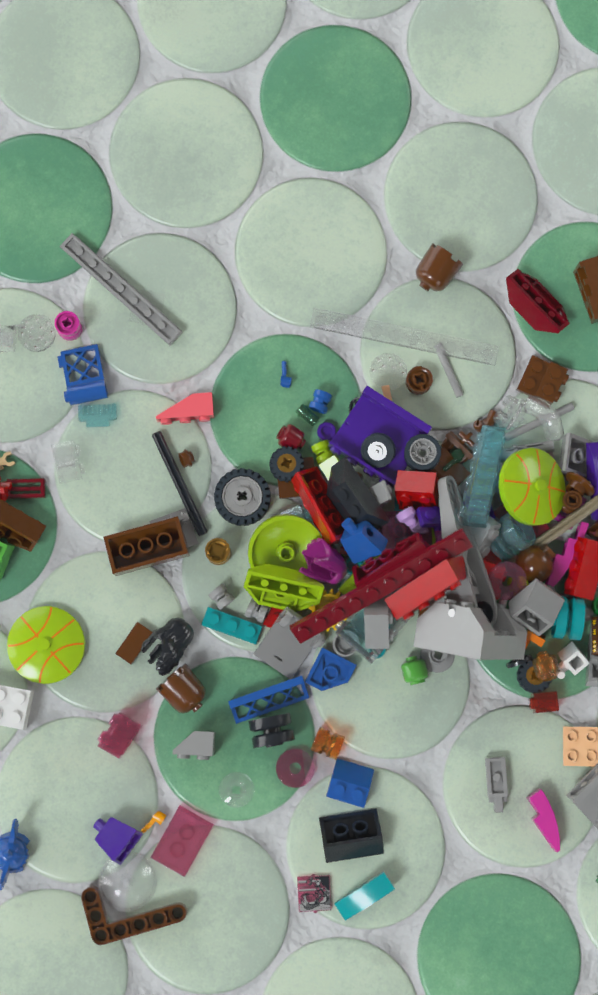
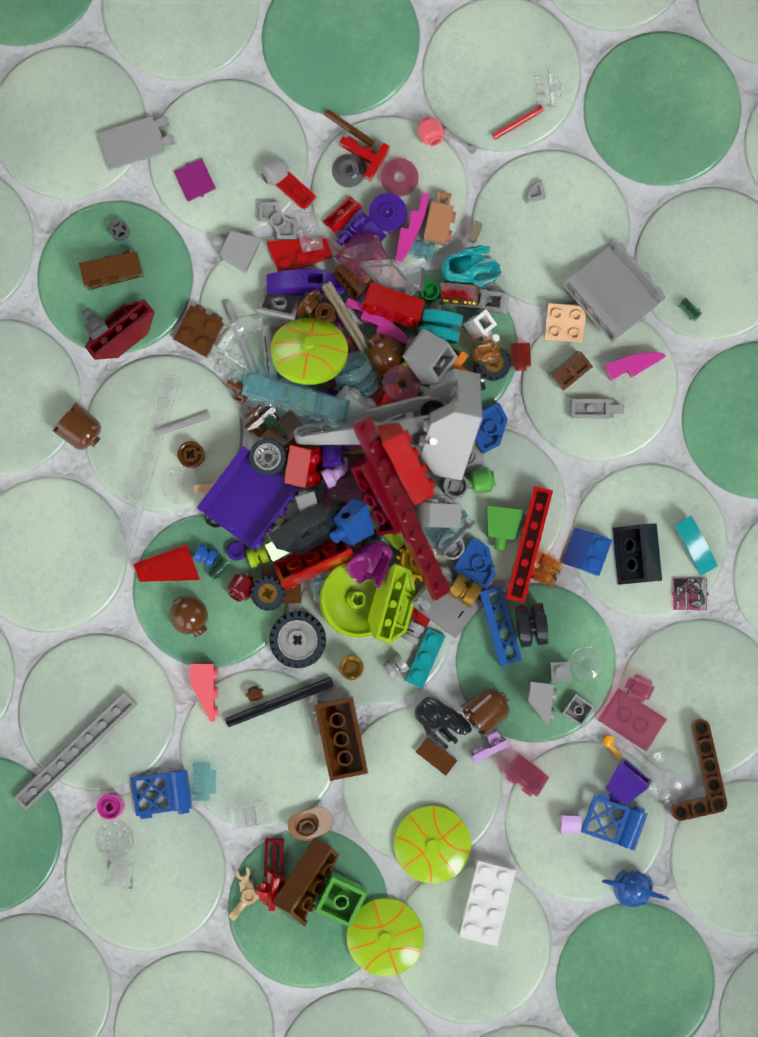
camera: 80 degrees left, 5 degrees up
(60, 521) = (310, 823): none -> medium nougat piece
(71, 844) = (630, 823): none -> blue piece
(73, 783) = (570, 823): none -> lavender brick
(149, 703) = (496, 744): none -> lavender hinge
(188, 784) = (578, 710): none -> light grey piece
(214, 846) = (639, 687): none -> clear pink head
(226, 763) = (560, 671): none -> light grey brick
(259, 388) = (189, 615): none -> reddish brown brick
(284, 773) = (579, 609): clear pink tile -> none
(285, 381) = (182, 589): blue hand -> none
(302, 660) = (465, 590): none -> pearl gold wheel
(307, 367) = (168, 566): none -> red wing
(353, 722) = (529, 544): none -> red brick
(371, 695) = (502, 524): none -> bright green torso
(378, 450) = (262, 501): black wheel -> none
(405, 644) = (455, 488): none -> light grey wheel
(469, 675) = (491, 428): none -> blue plate
(534, 754) = (570, 370): none -> reddish brown hinge
(540, 278) = (95, 324): none -> dark grey plate

